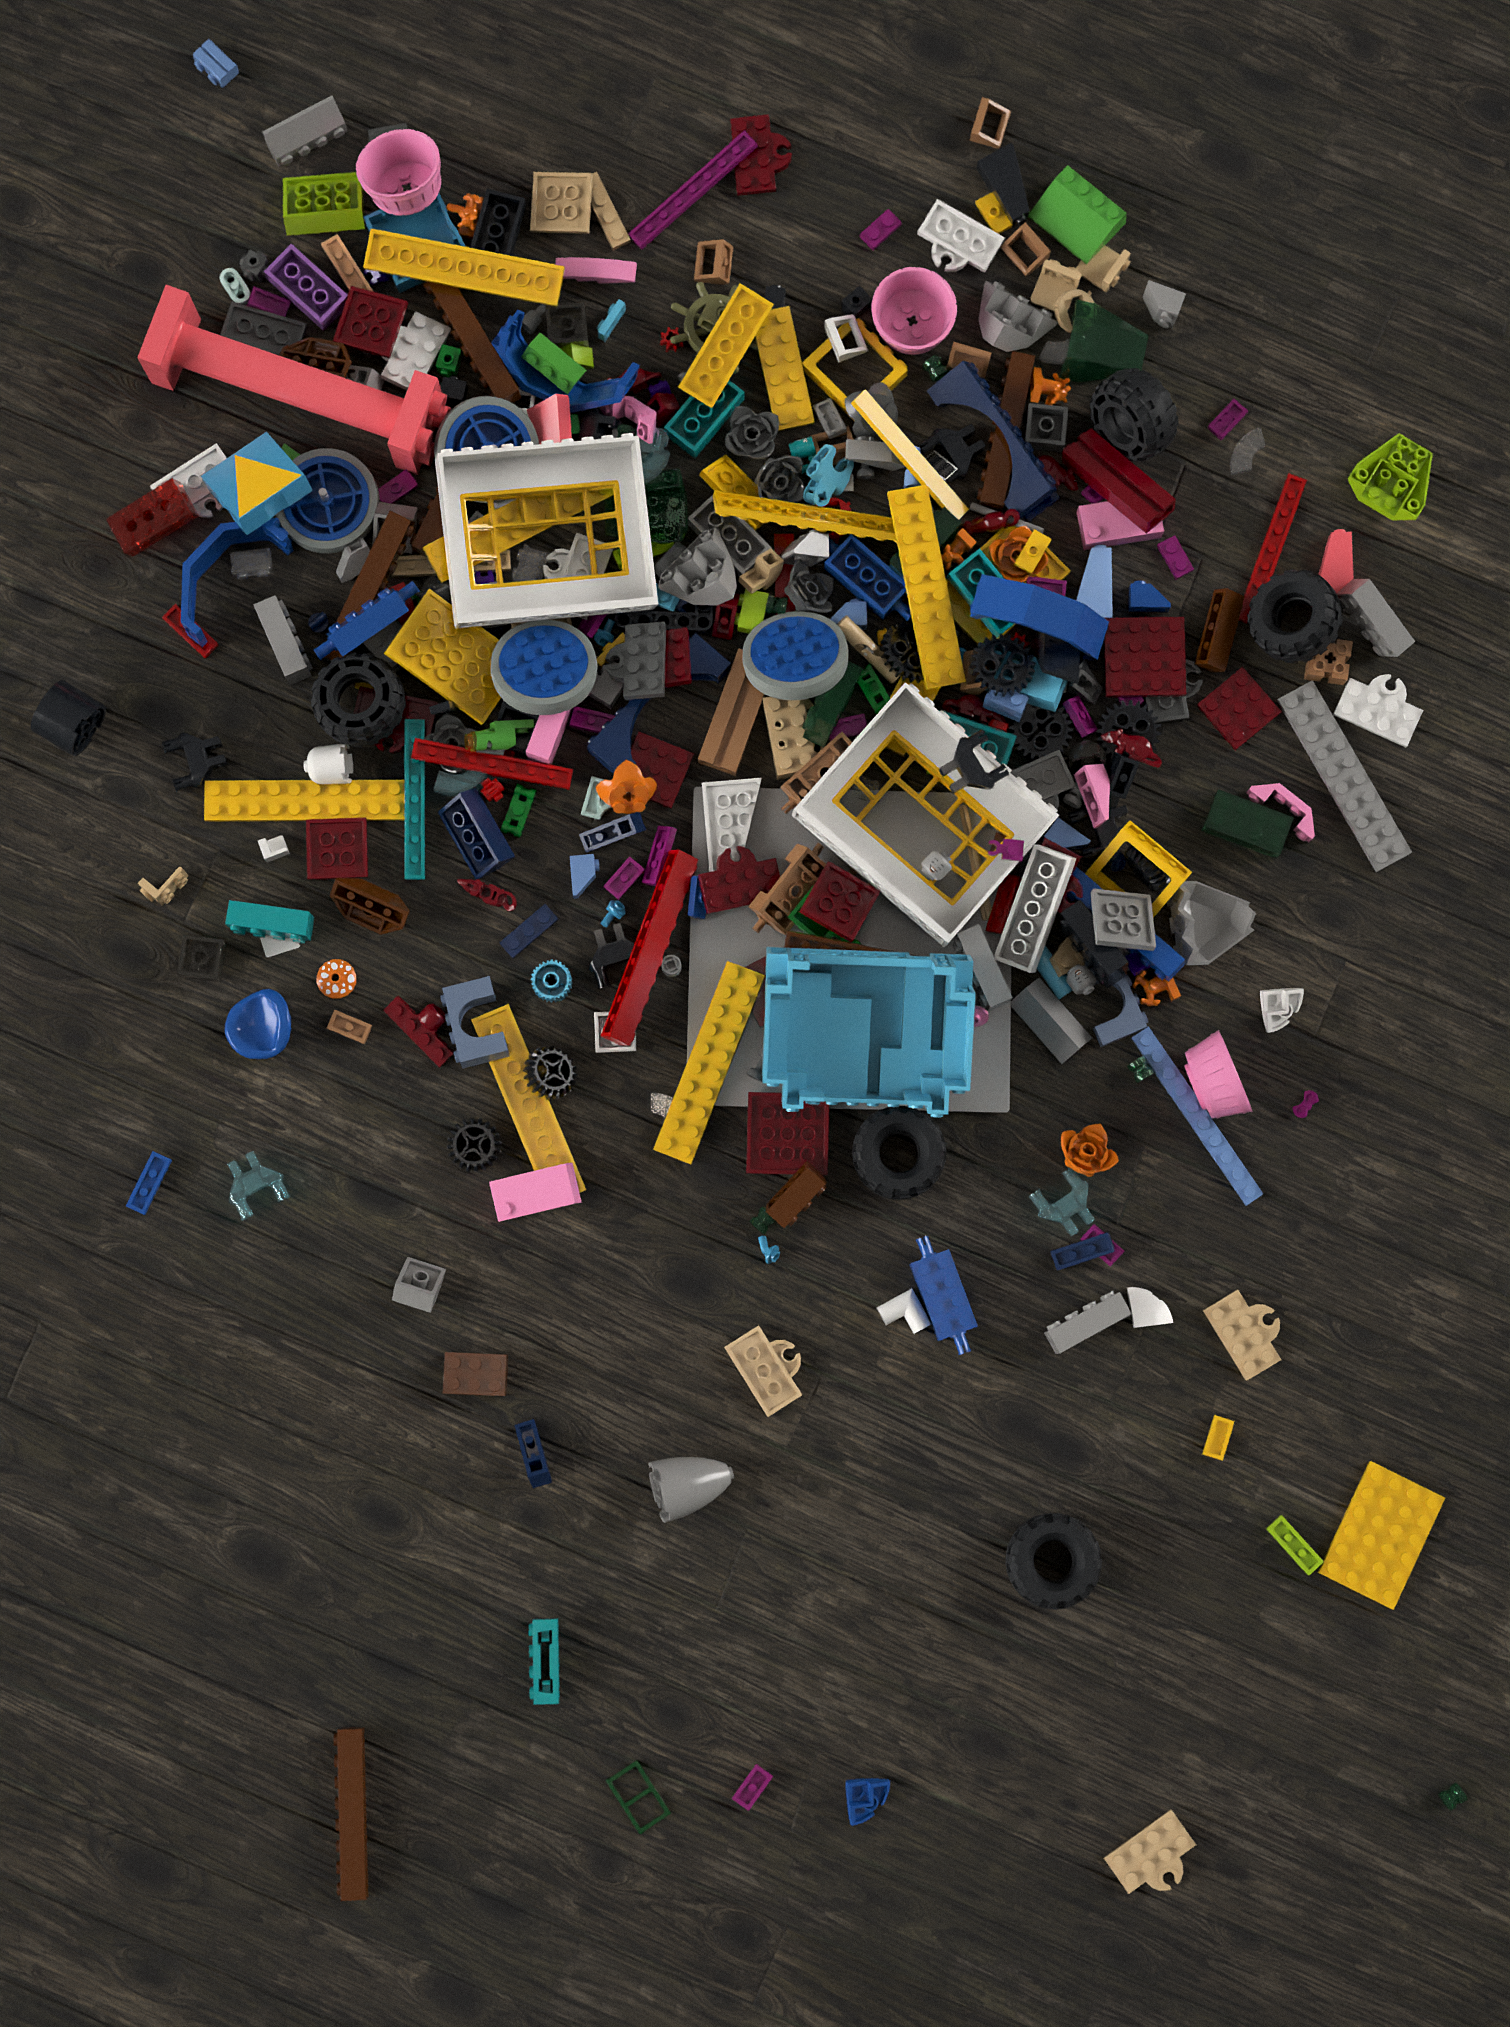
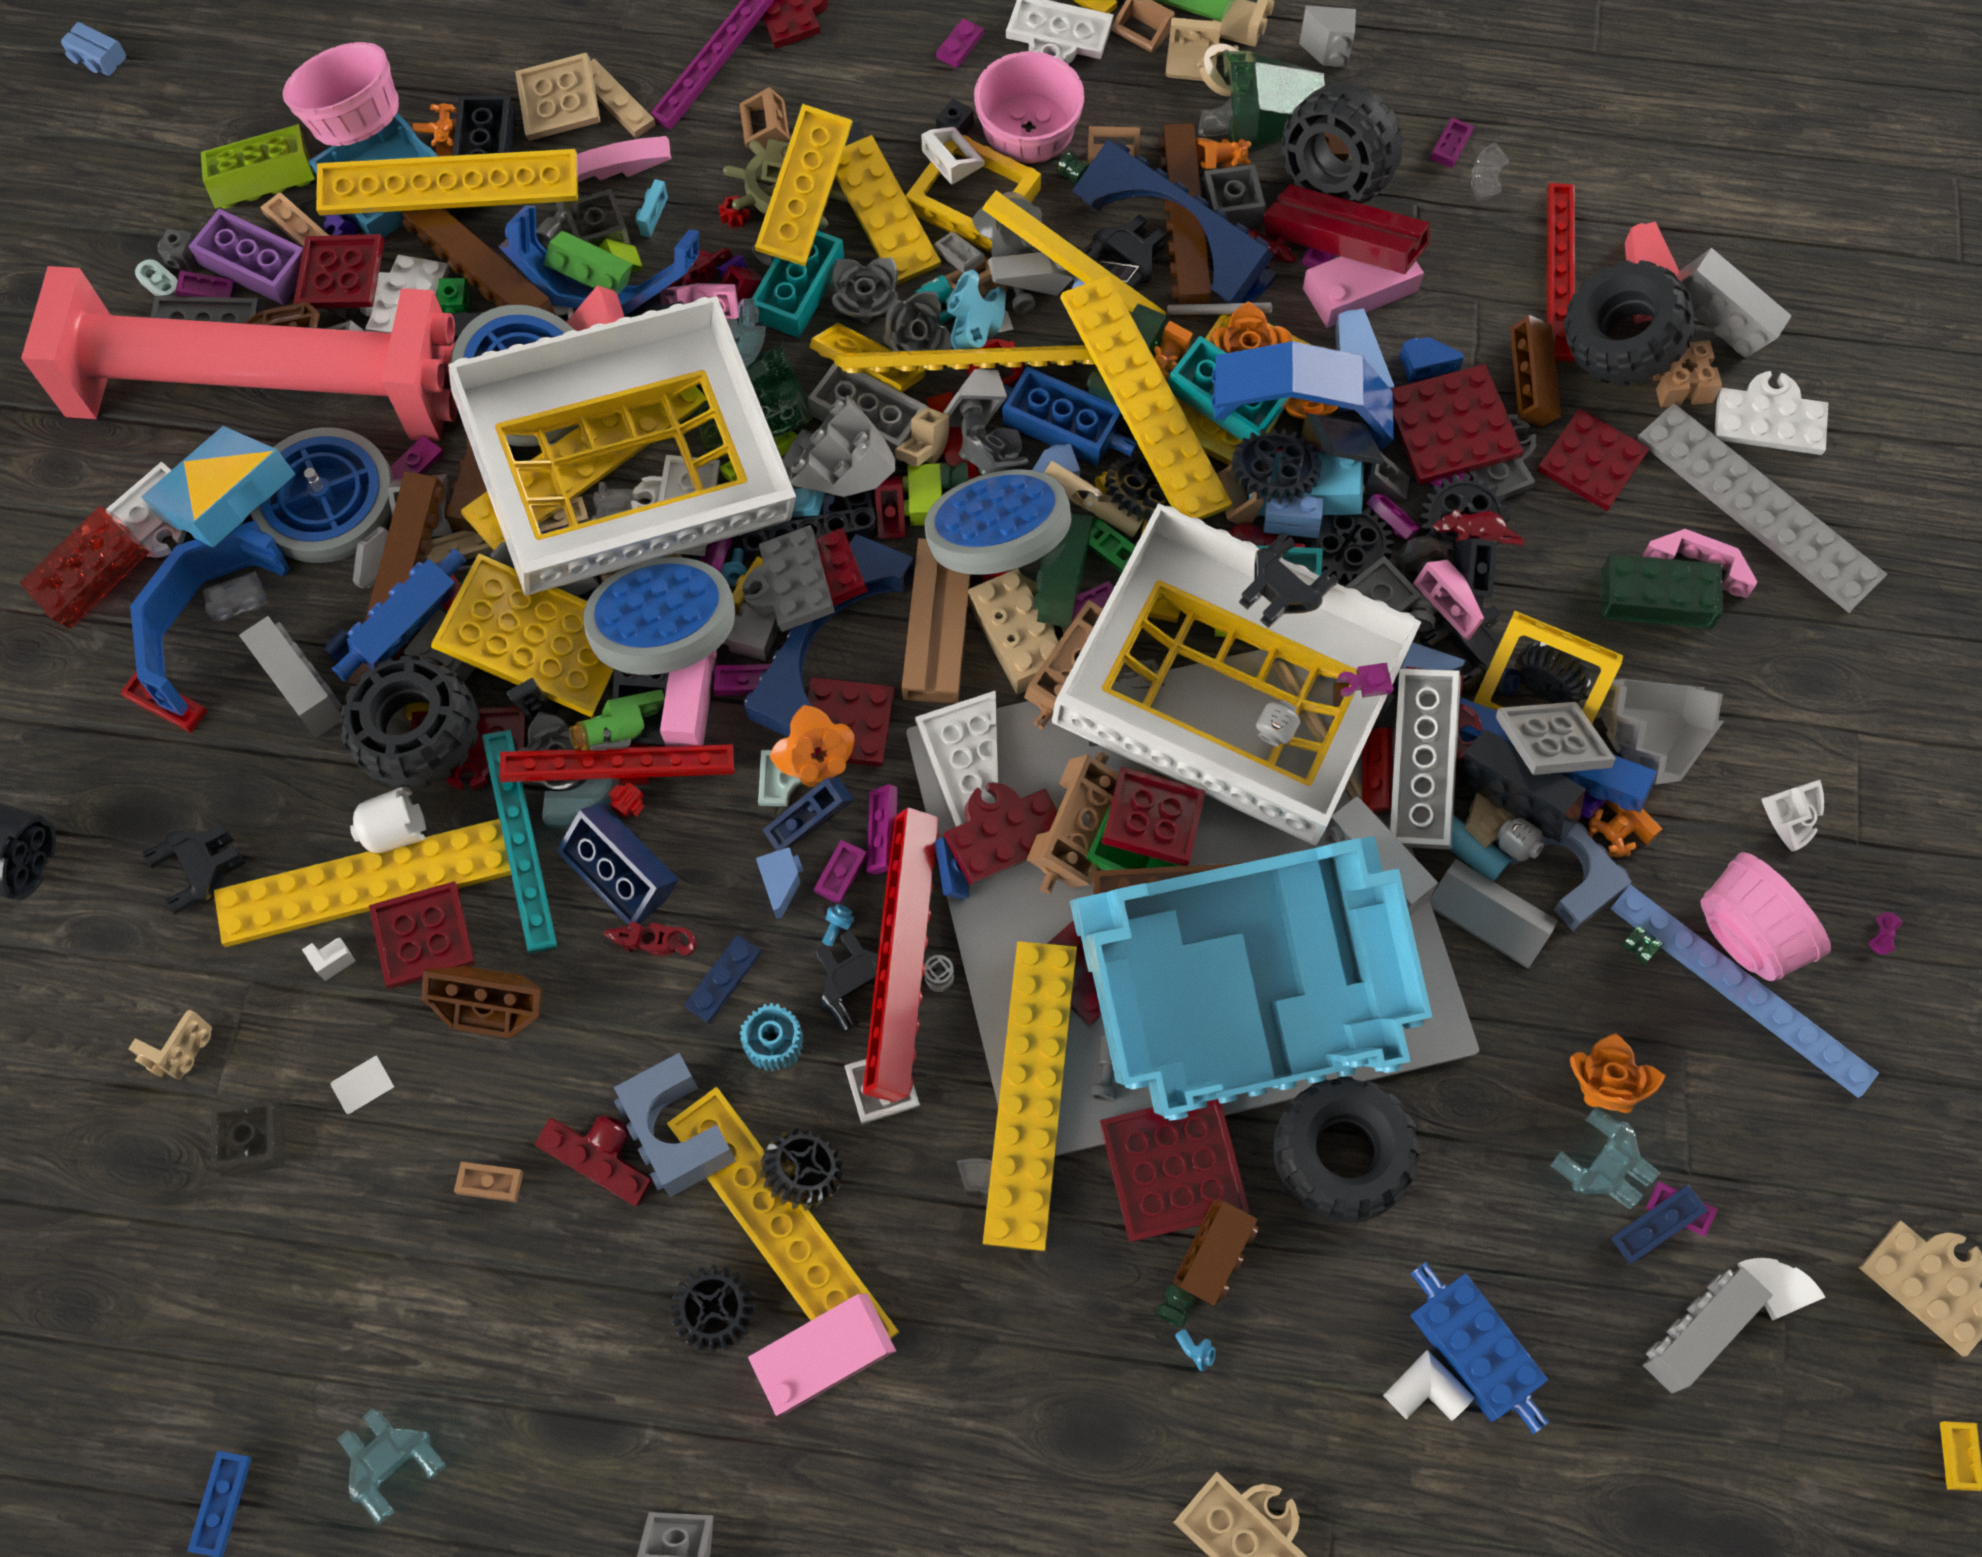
camera: 10 degrees left, 15 degrees down
(259, 1025) = (350, 1214): blue piece -> none
(269, 920) = (339, 1057): teal brick -> none
(305, 131) = (216, 89): light grey slope -> none
(339, 988) = (465, 1128): orange dish -> none
(518, 810) = (670, 820): green plate -> none
(991, 522) = (1207, 312): dark red animal -> none
(1010, 320) = (1150, 95): light grey brick -> none
(1032, 551) = (1268, 325): yellow plate -> none
(1175, 557) = (1445, 307): magenta plate -> none
(1394, 479) = (1681, 159): lime wedge -> none

